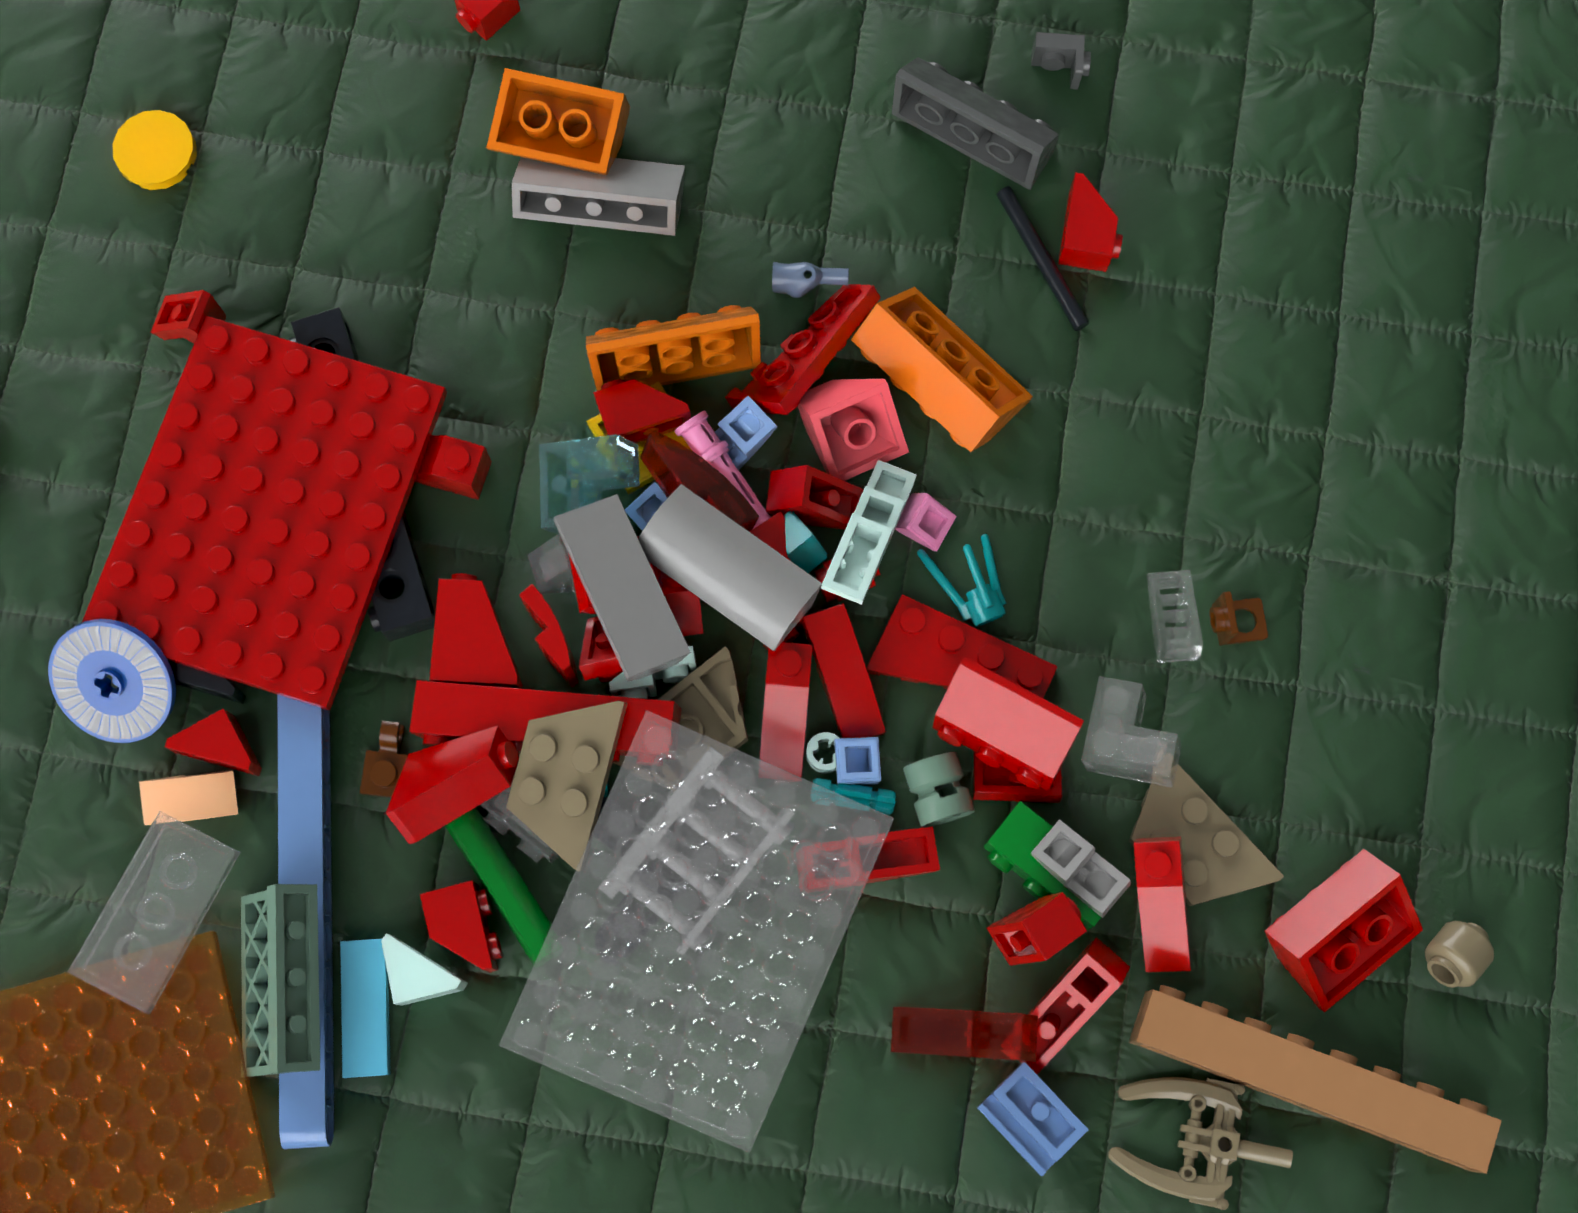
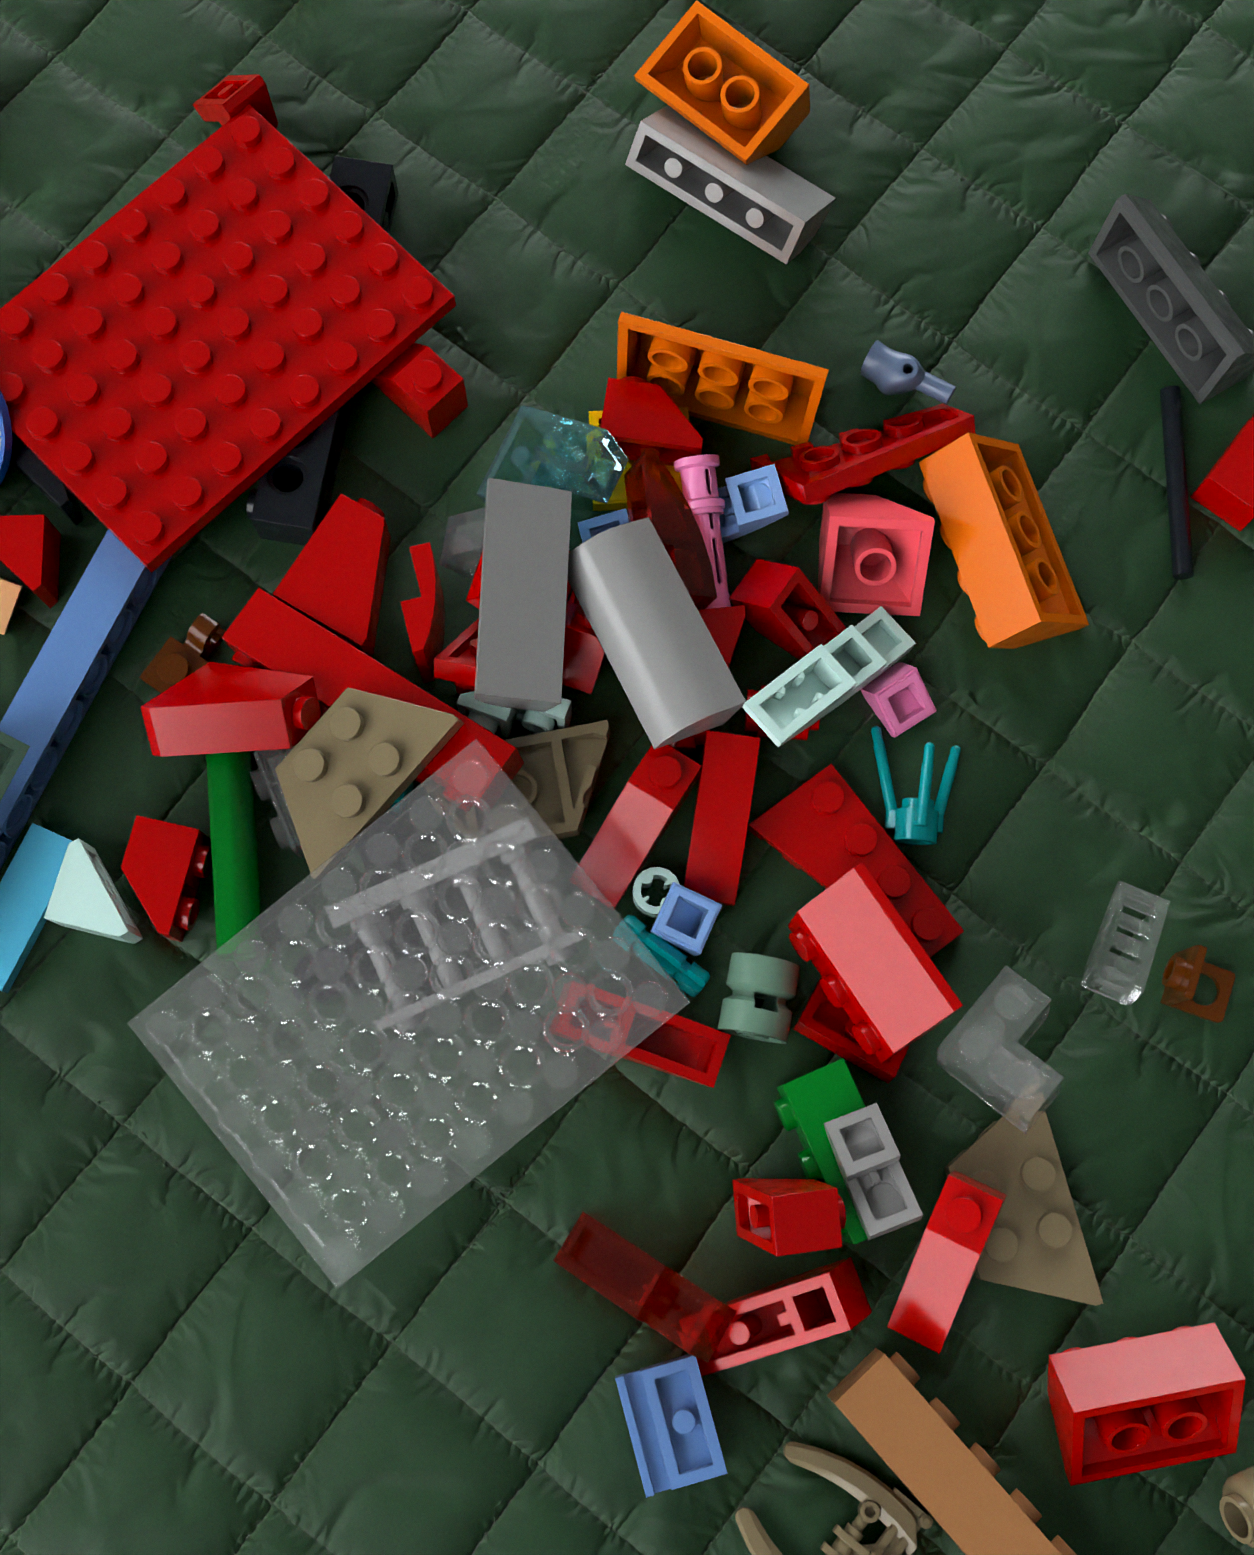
camera: 25 degrees right, 0 degrees up
(801, 544) = (748, 653): teal slope -> none

